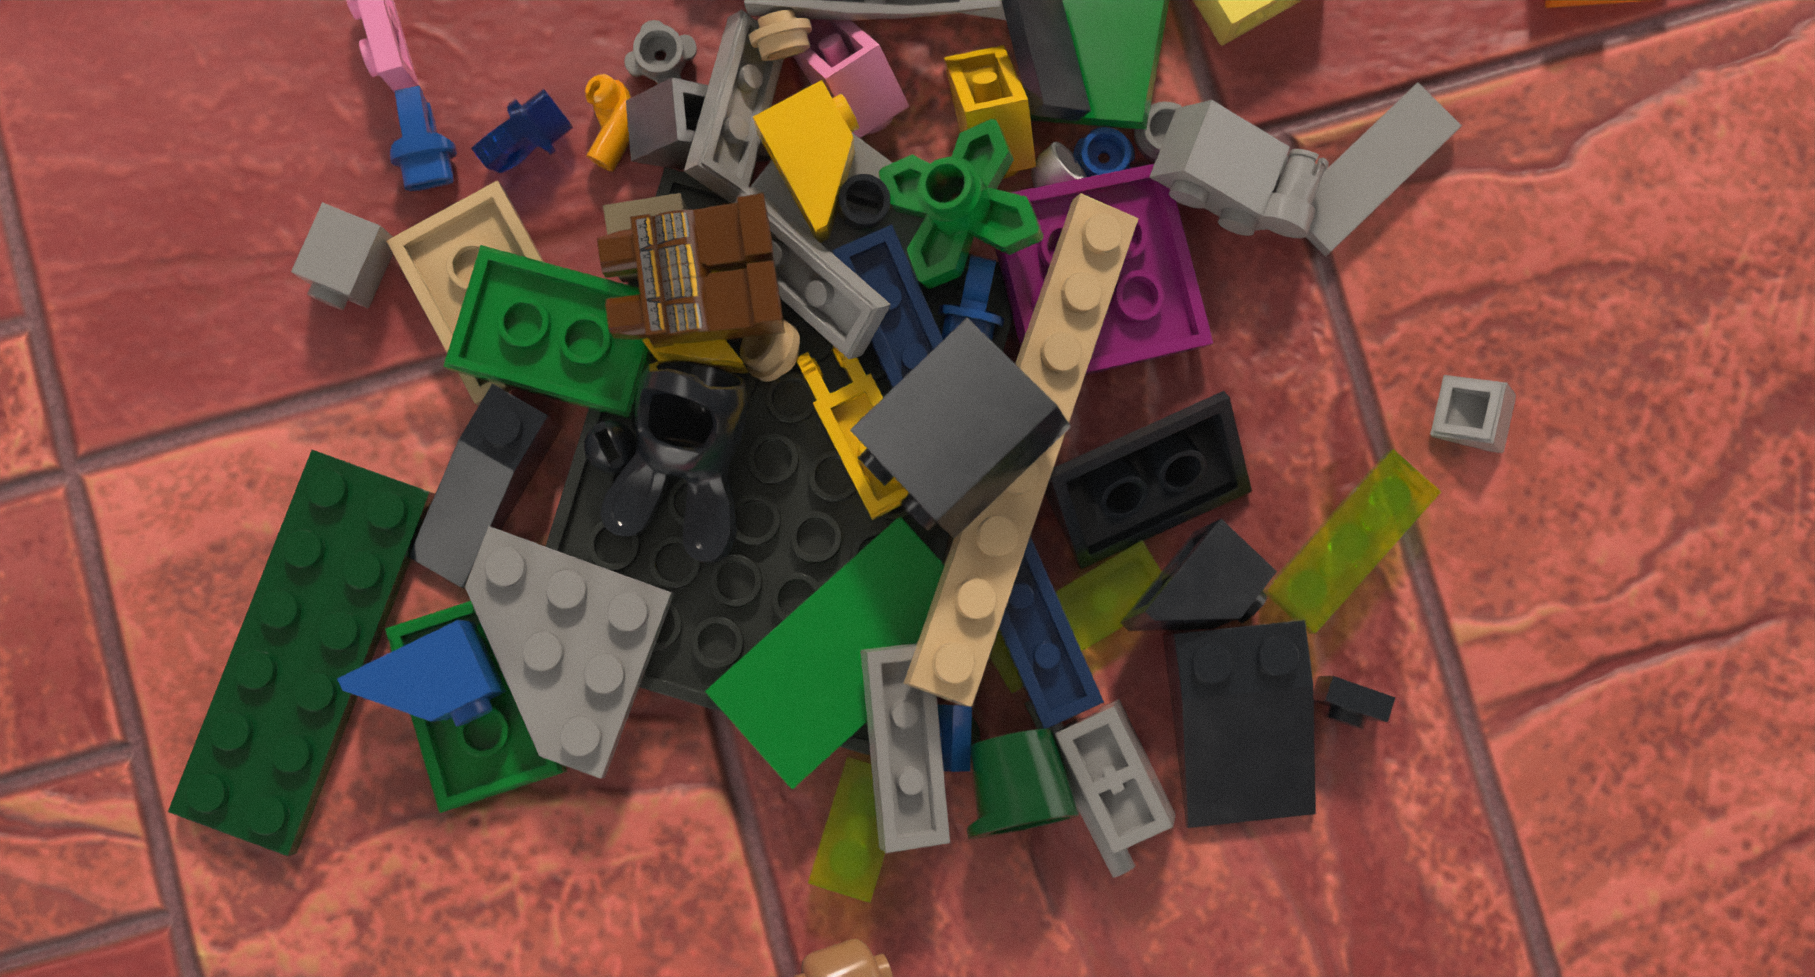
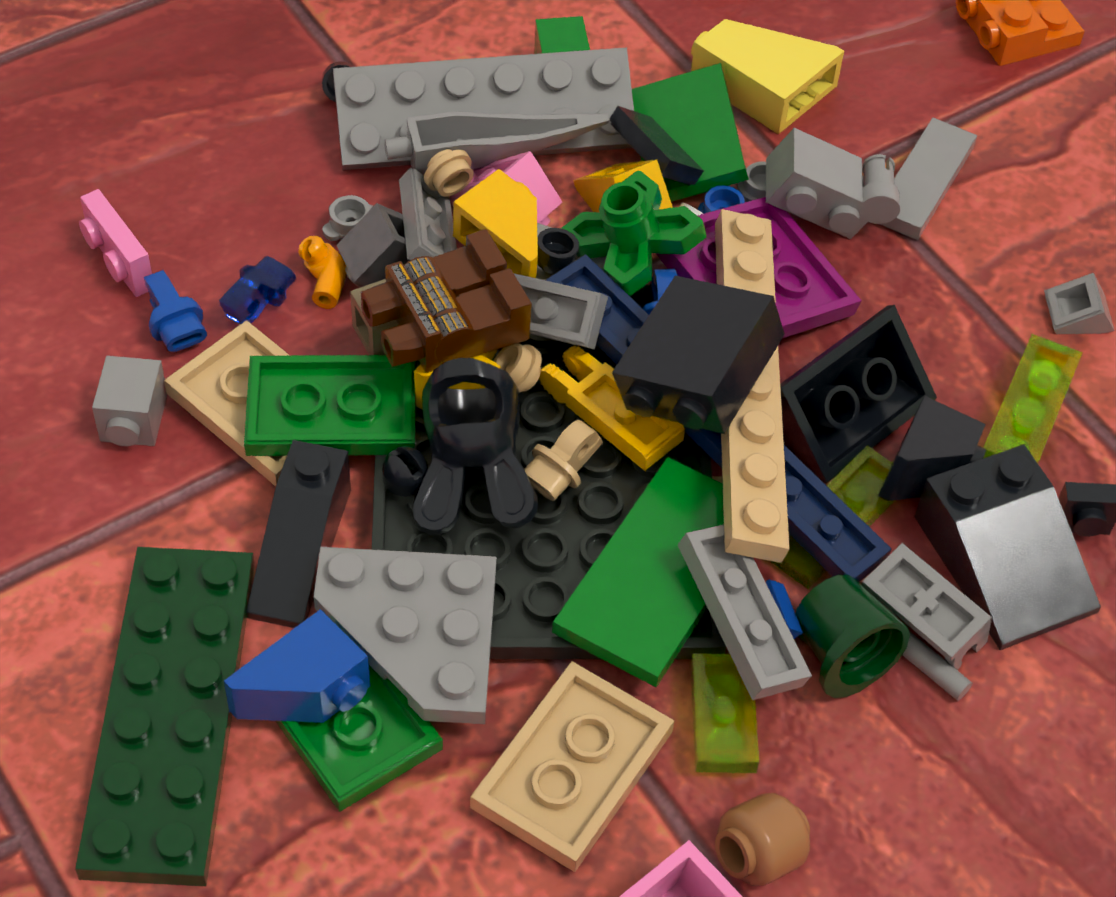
camera: 20 degrees left, 30 degrees down
(683, 842) = (572, 765): none -> tan plate
(774, 491) = (557, 467): none -> tan piece

